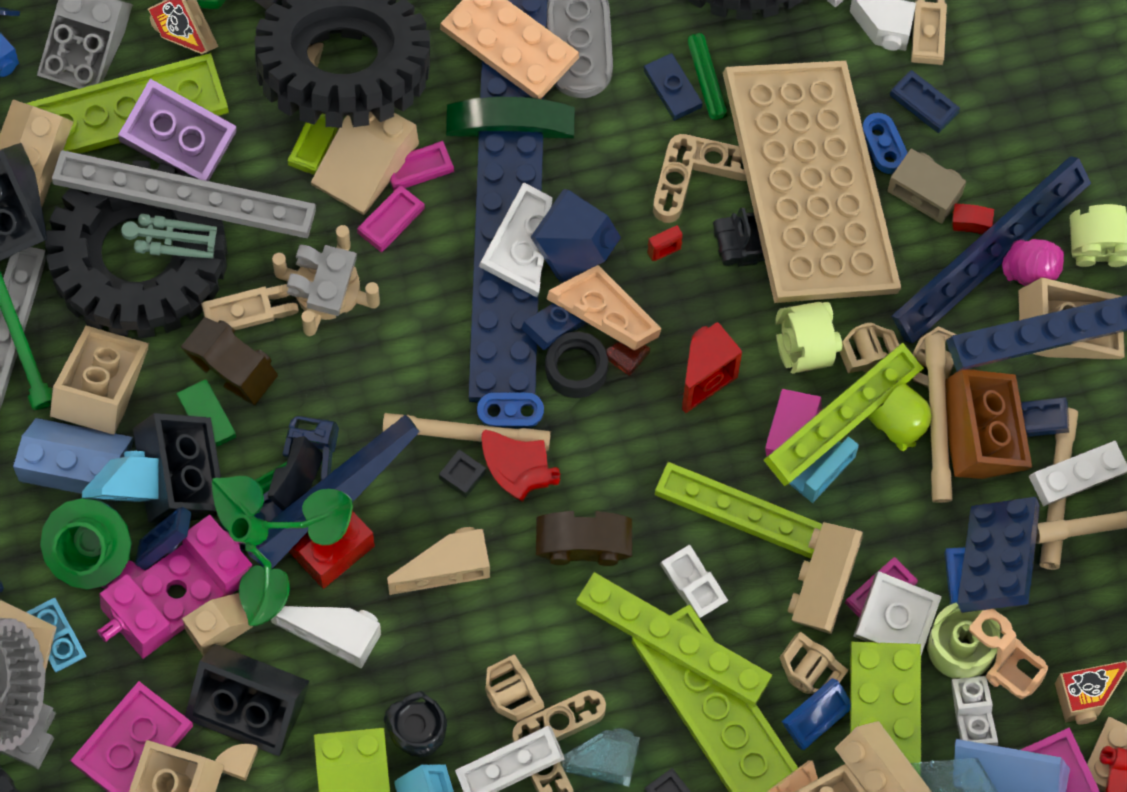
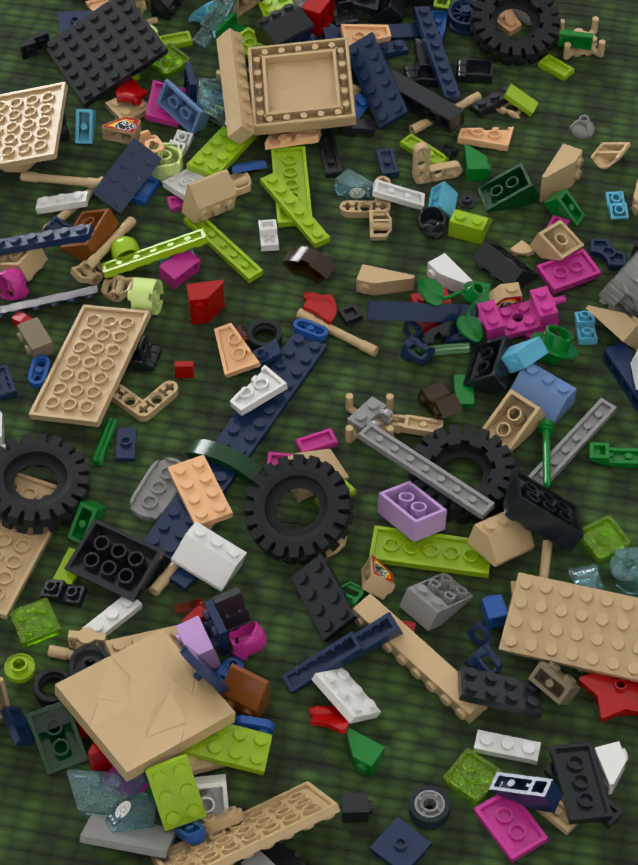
camera: 150 degrees left, 15 degrees down
(131, 230) = (454, 457): sand green piece -> none
(163, 538) = (513, 331): dark blue plate -> none
(574, 236) = (226, 379): dark blue slope -> none

